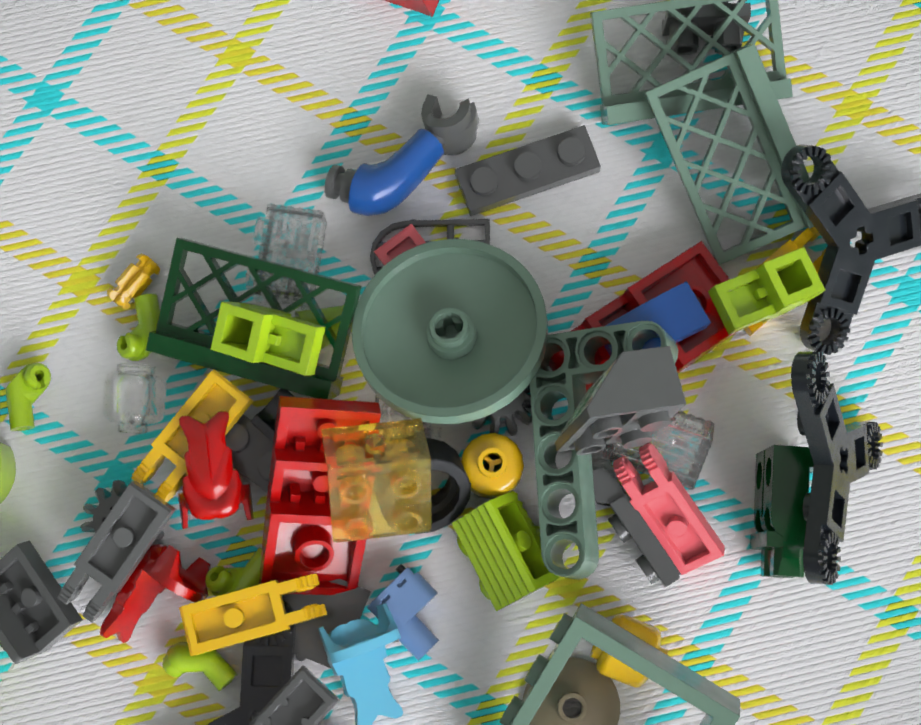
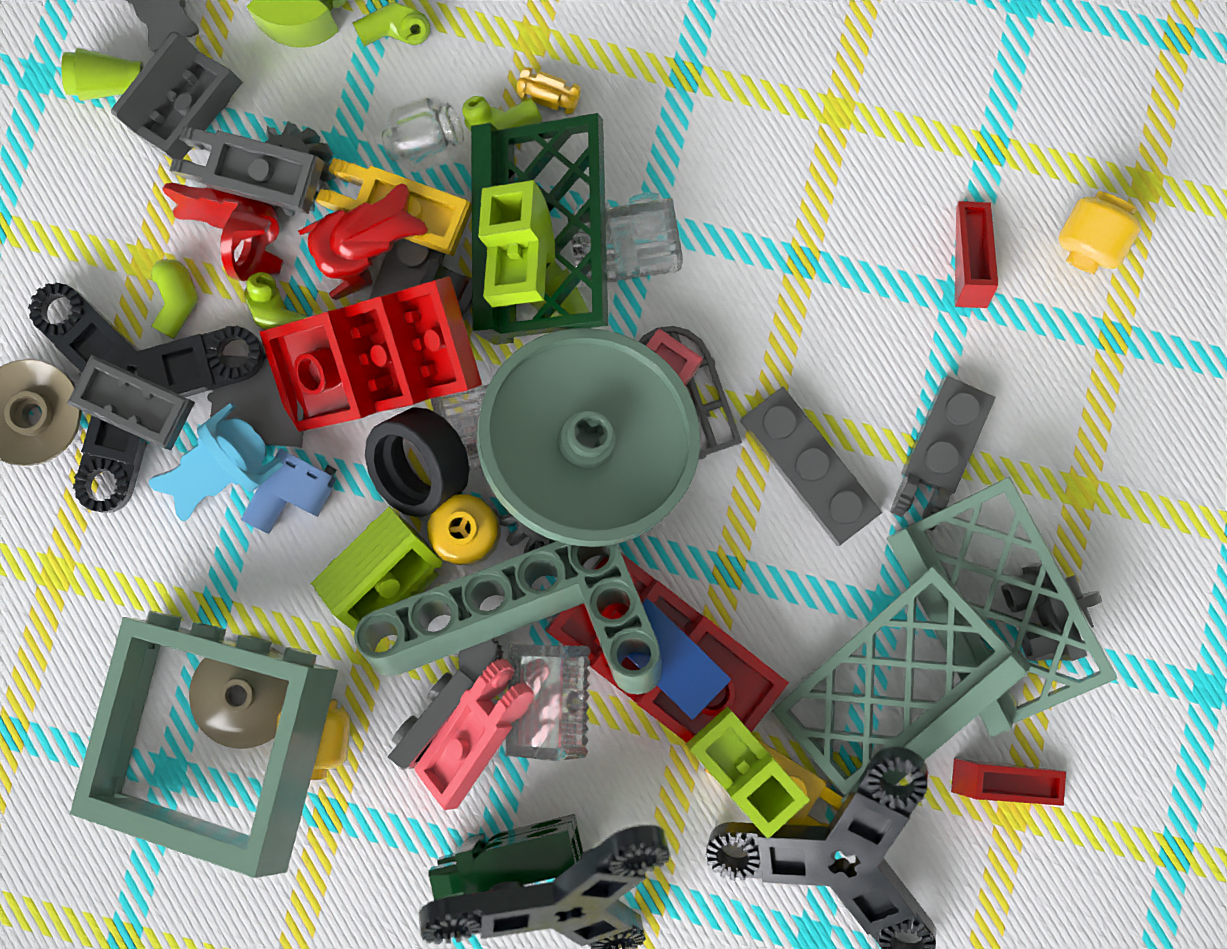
camera: 70 degrees right, 5 degrees up
(245, 614) = (226, 325): yellow hinge -> none
(378, 479) = (399, 408): clear yellow bracket -> none
(387, 184) = (739, 318): piece -> none
(545, 62) = (943, 445): none -> dark grey hinge
(626, 403) = (558, 649): dark grey slope -> none
(830, 101) = (1008, 782): none -> red piece

